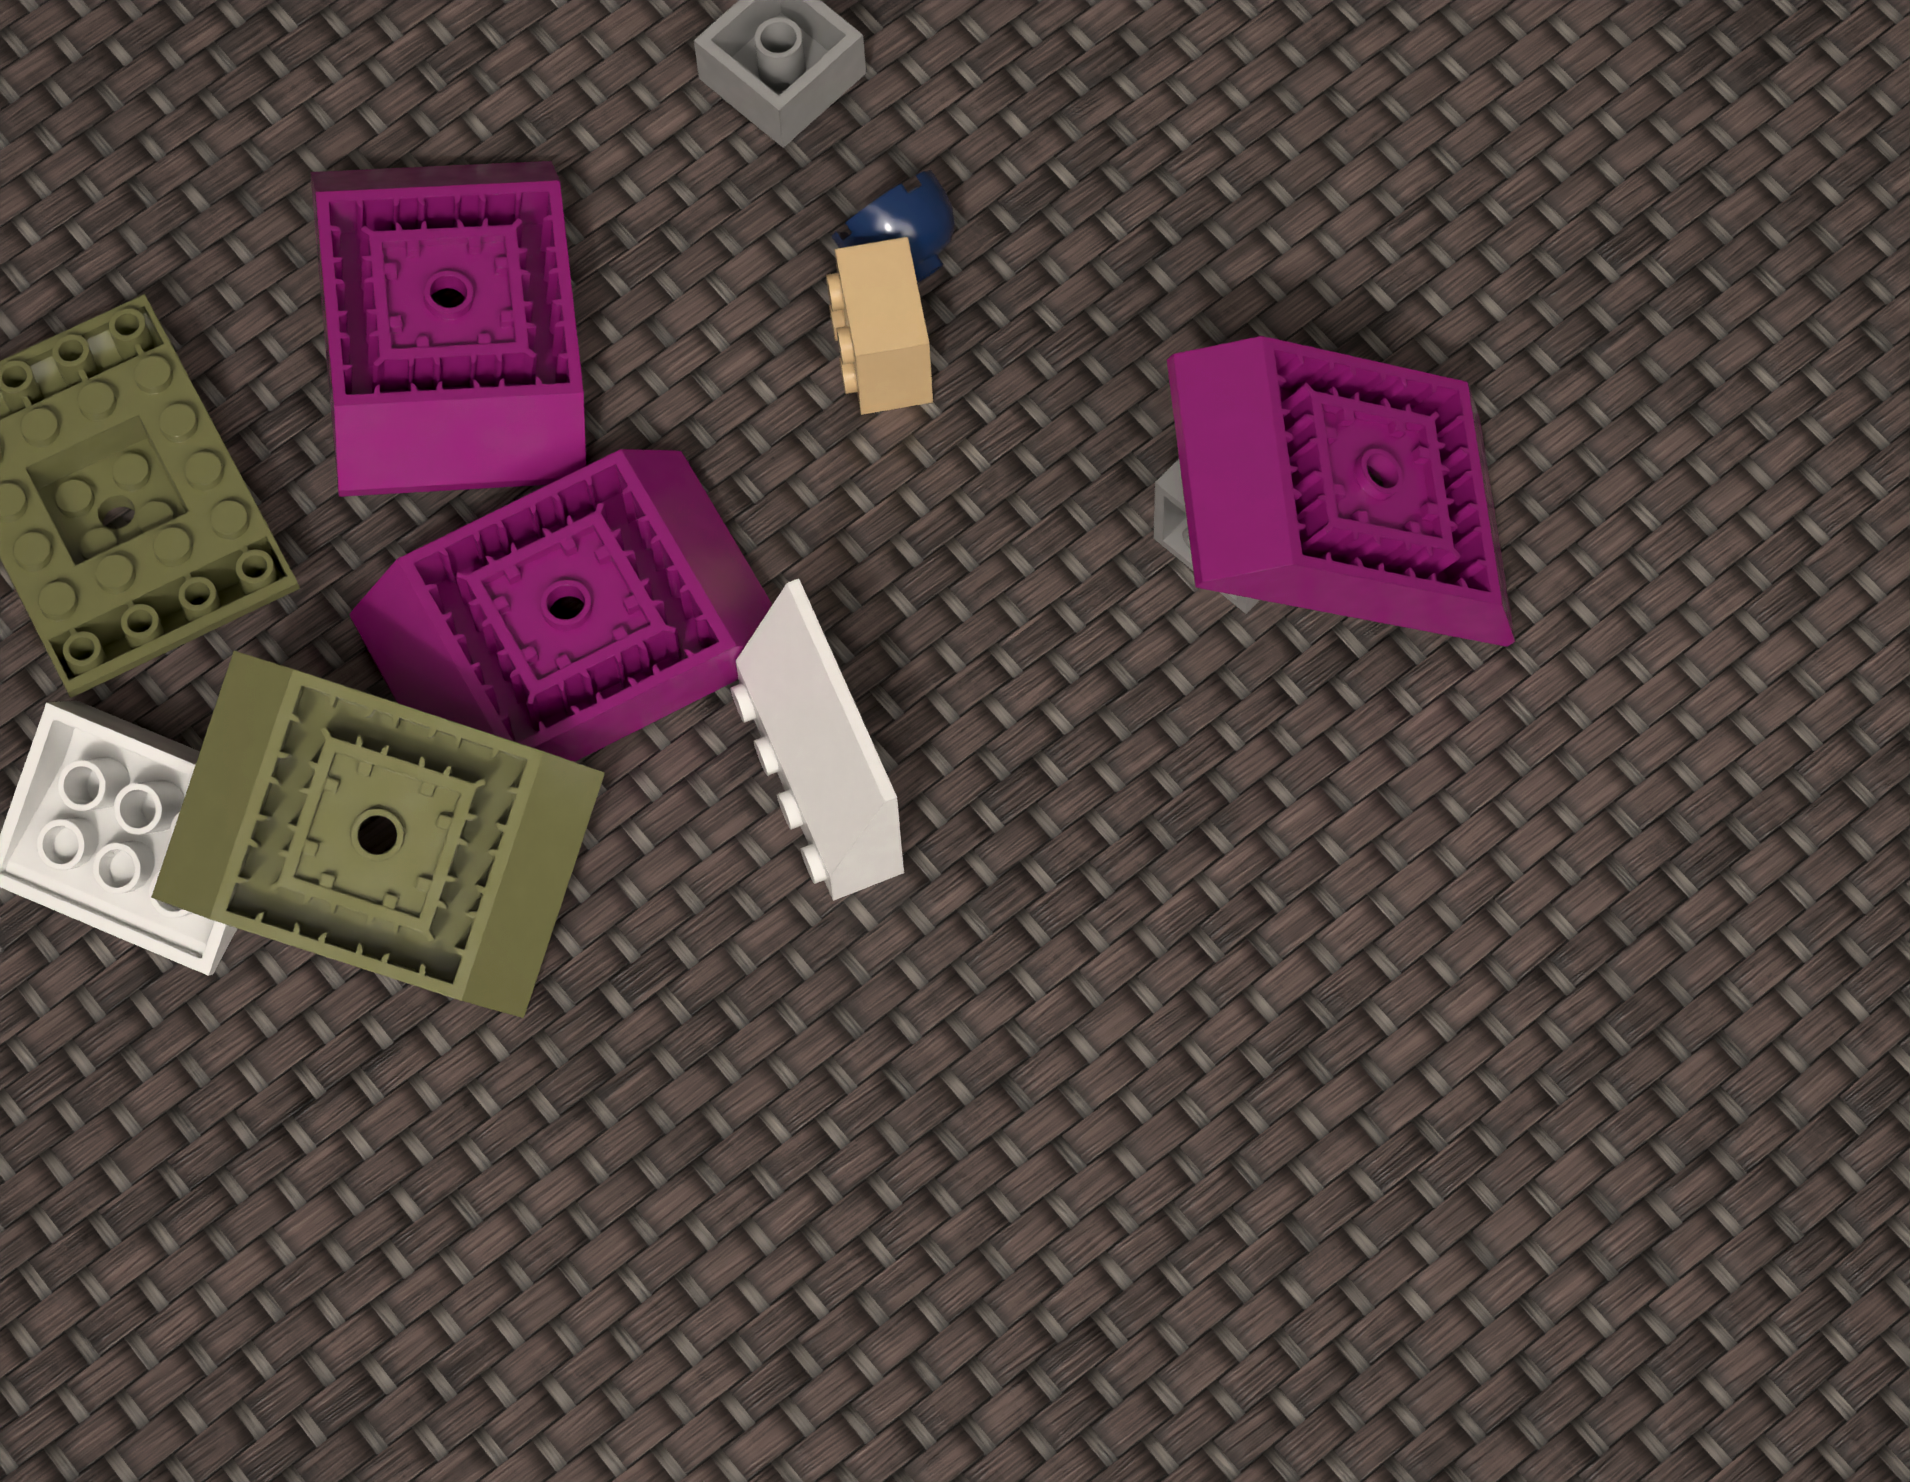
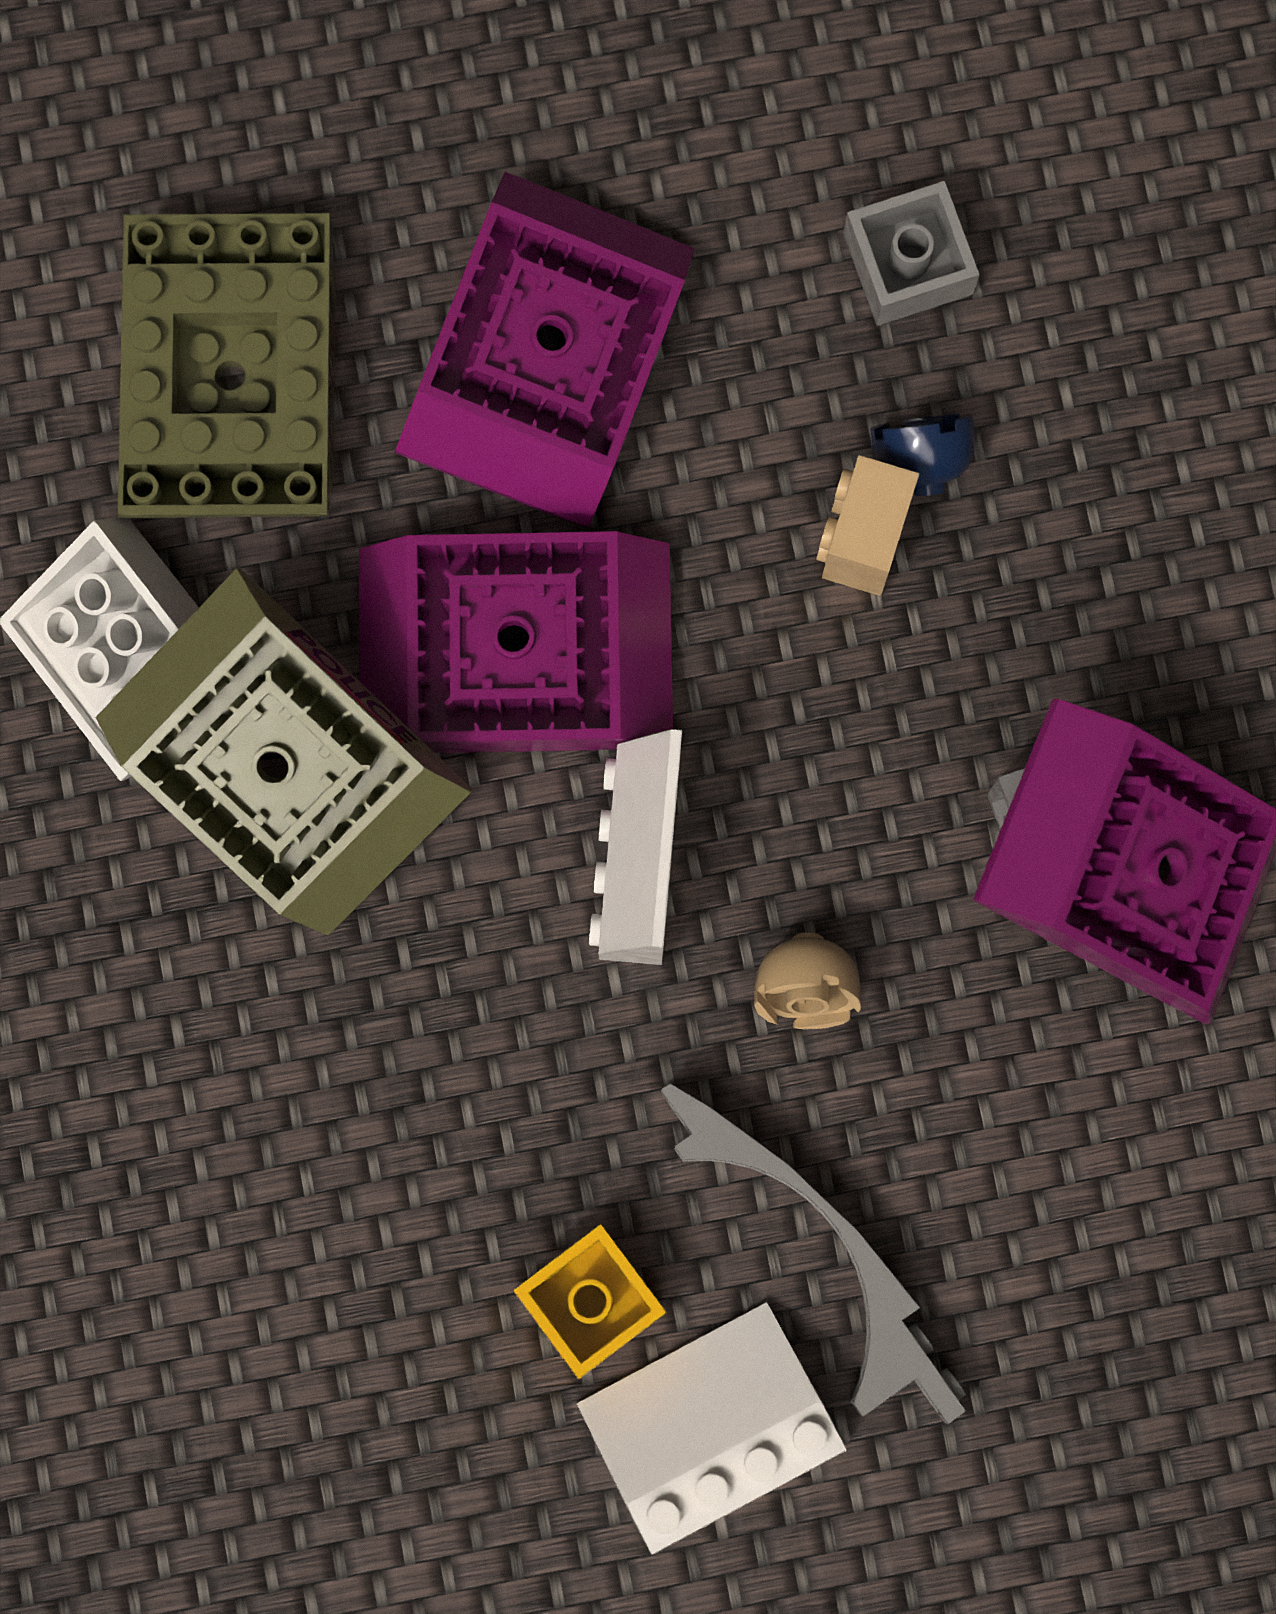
camera: 25 degrees right, 15 degrees up
(1017, 1234) = (589, 1301): none -> yellow brick
(1072, 802) = (807, 982): none -> tan cylinder
(1222, 1307) = (710, 1427): none -> white slope
(1368, 1121) = (892, 1351): none -> light grey slope

